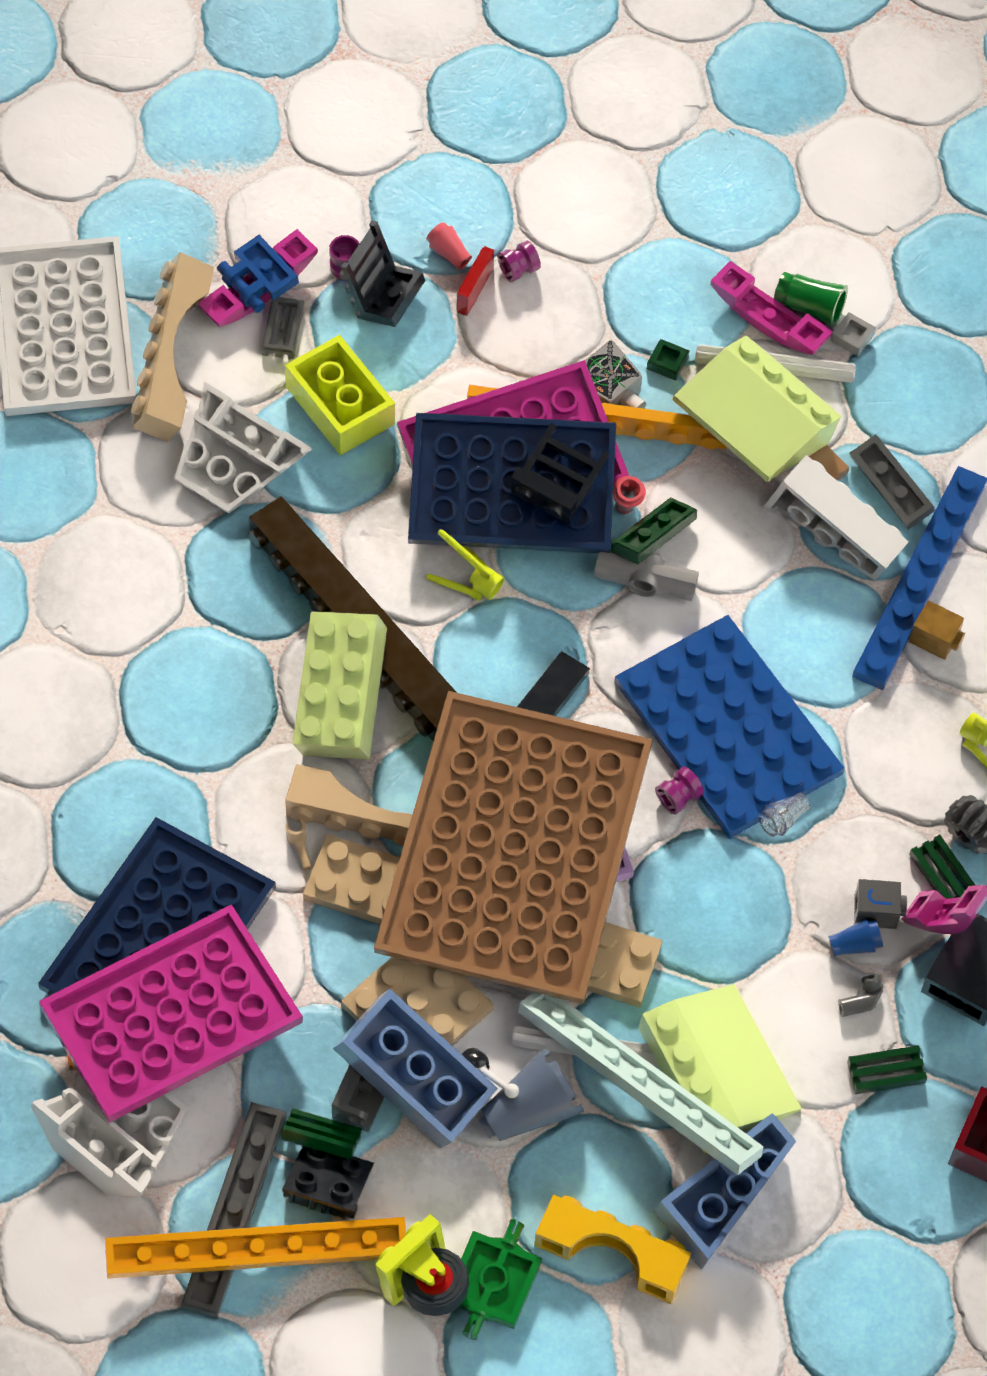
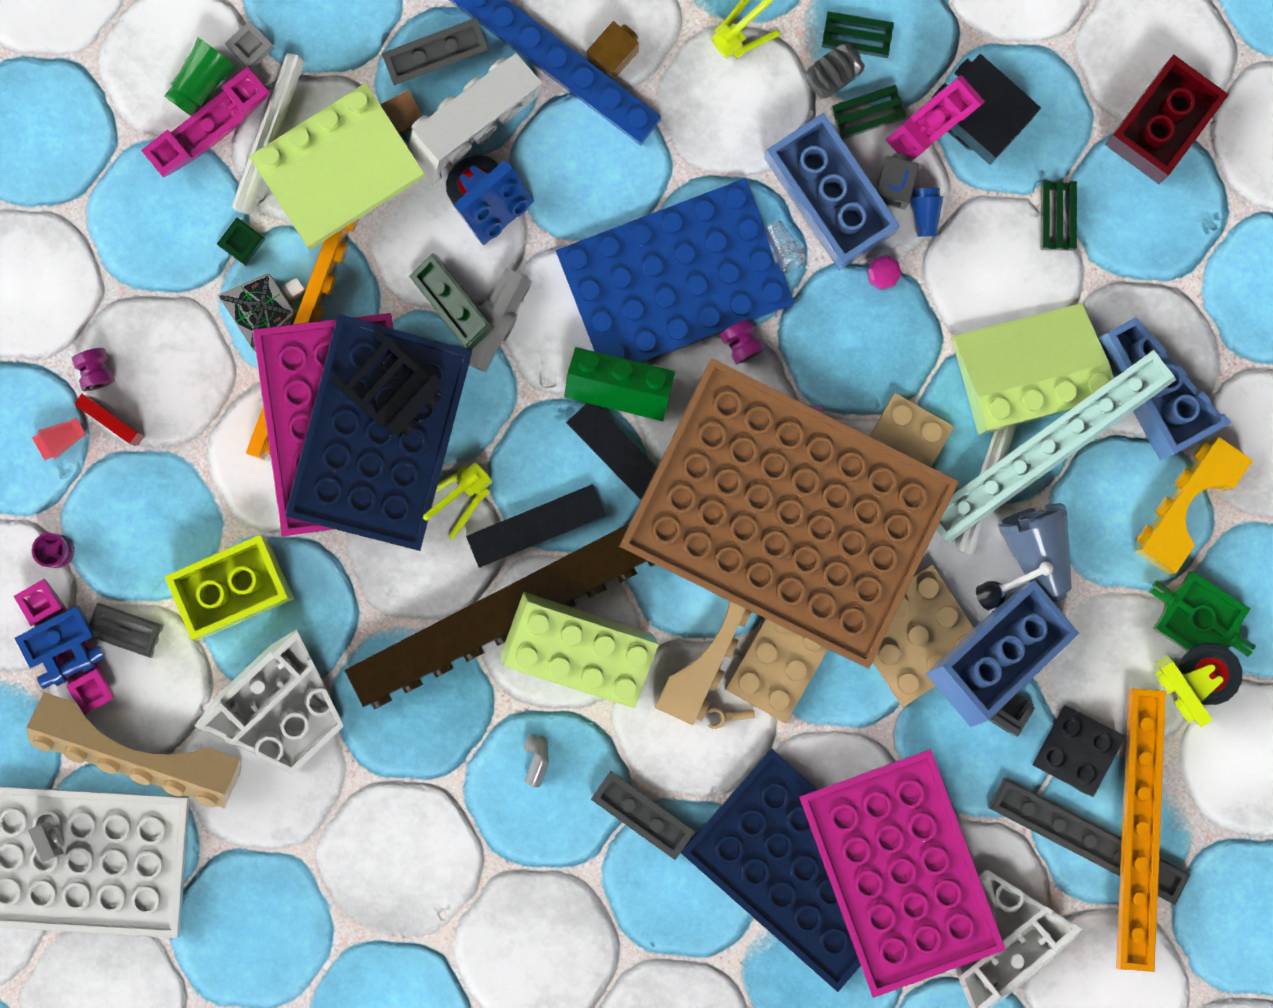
camera: 75 degrees left, 25 degrees up
(77, 287) = (47, 841): none -> light grey plate
(188, 779) = (643, 815): none -> dark grey plate
(236, 680) = (540, 760): none -> light grey arm
(321, 1133) = (1023, 743): dark green tile -> none
(375, 282) = (98, 519): black plate -> none
(454, 643) = (535, 526): none -> black tile
(610, 680) = (619, 384): none -> green brick
(628, 493) = (412, 311): coral cone -> none
(760, 544) = (486, 195): none -> blue plate
(783, 912) = (884, 272): none -> dark pink tile
(850, 841) = (831, 191): none -> medium blue brick
(866, 998) = (985, 217): dark grey arm -> none

